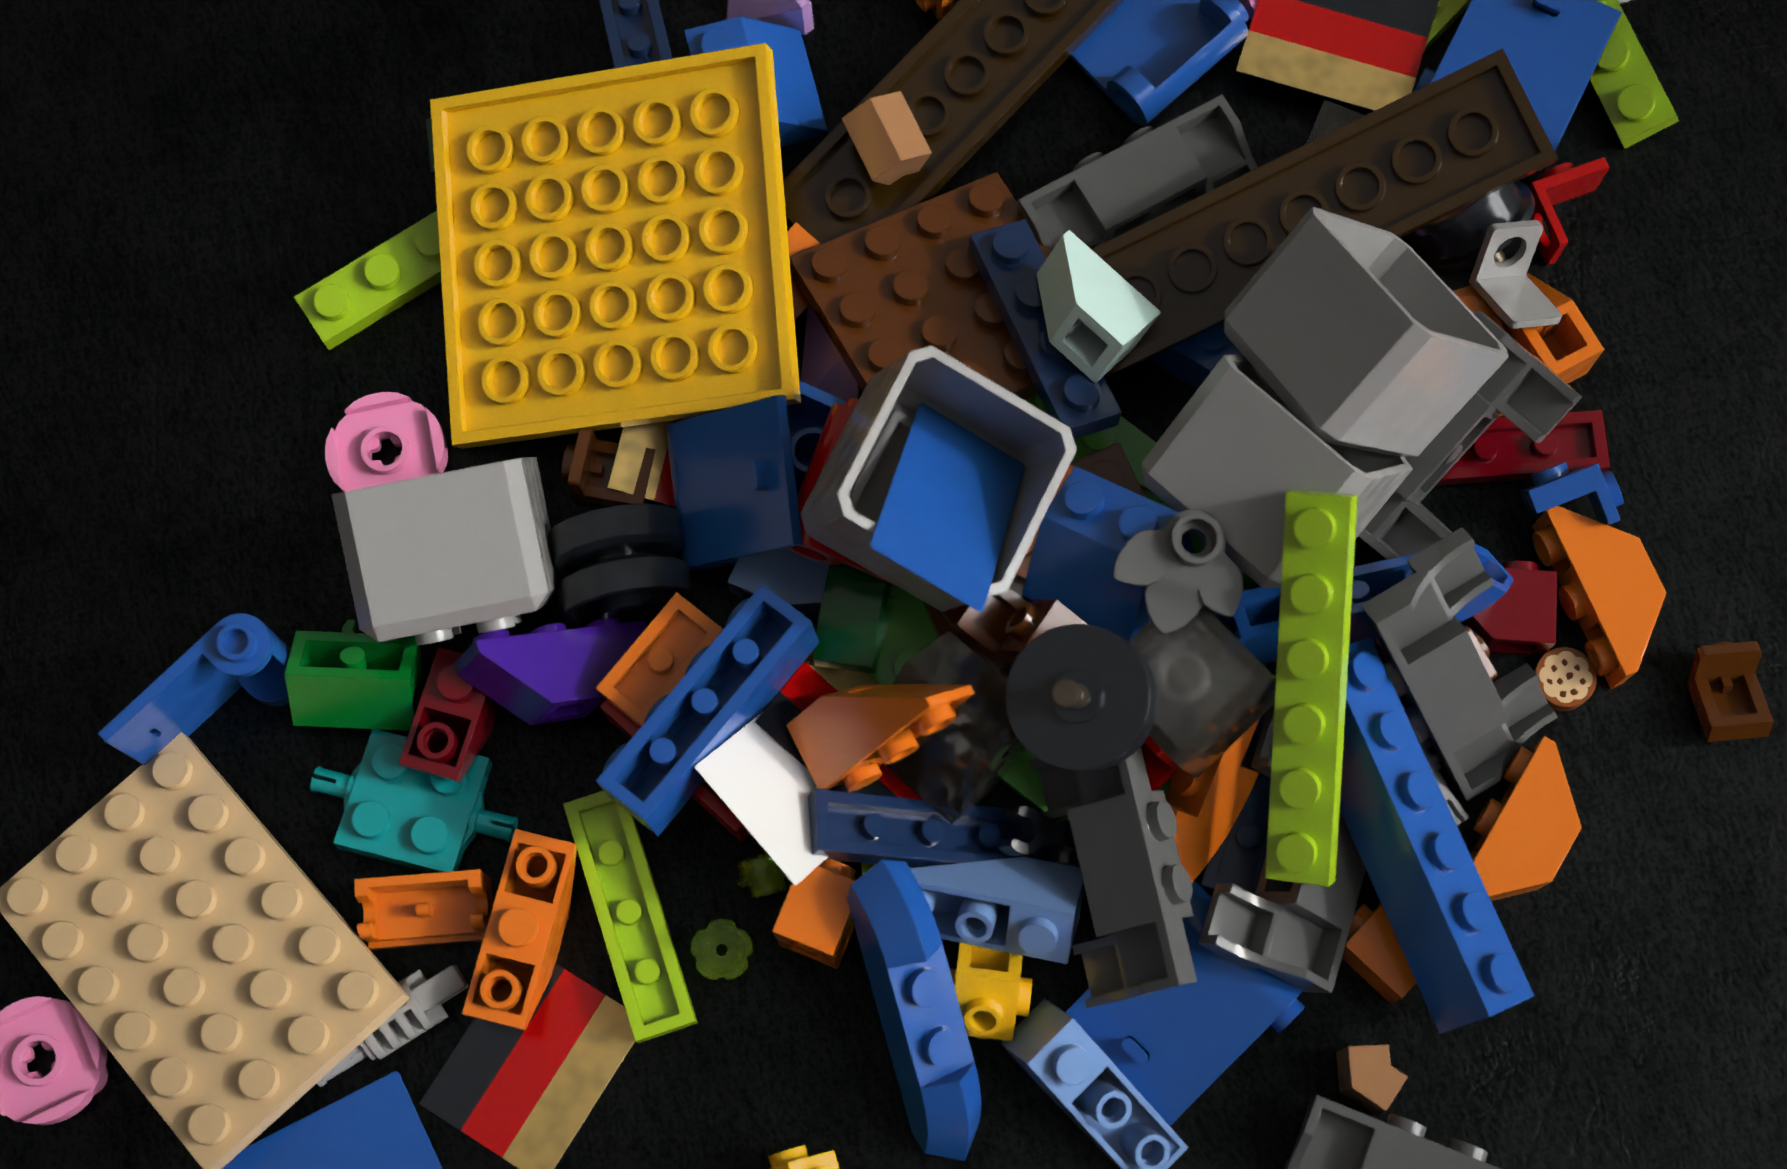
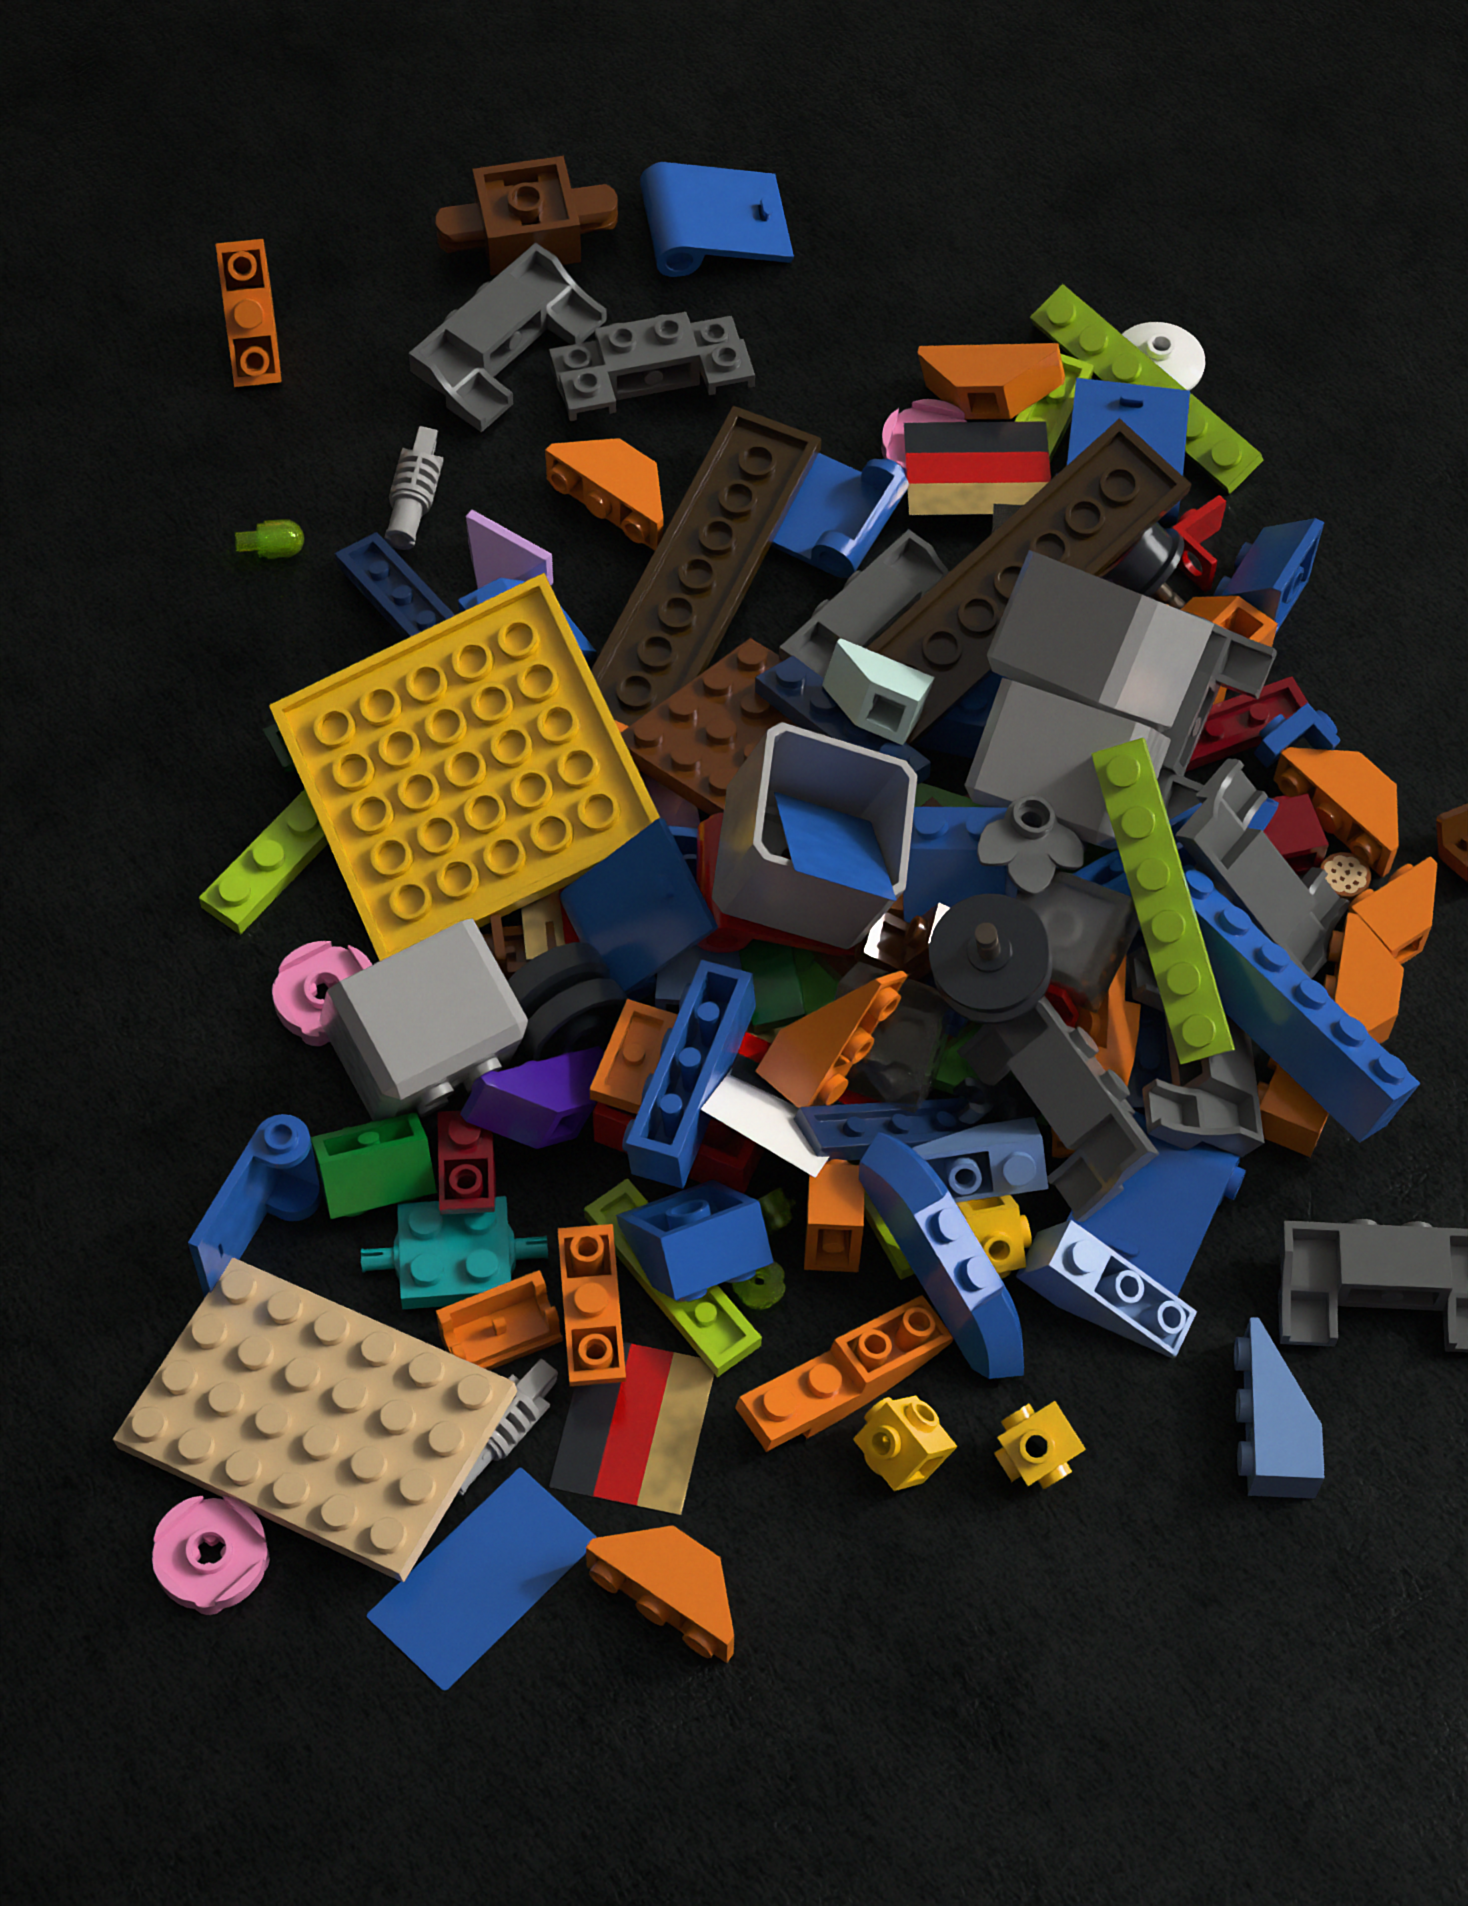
camera: 25 degrees left, 15 degrees down
(660, 890) = (697, 1239): none -> blue slope
(767, 1096) = (847, 1376): none -> orange slope
(887, 137) = (656, 632): medium nougat piece -> none
(1368, 1077) = (1315, 1197): medium nougat piece -> none
(1506, 283) = (1184, 593): light grey bracket -> none
(1609, 751) = (1401, 909): none -> orange slope
(1627, 273) = (1274, 568): none -> blue slope

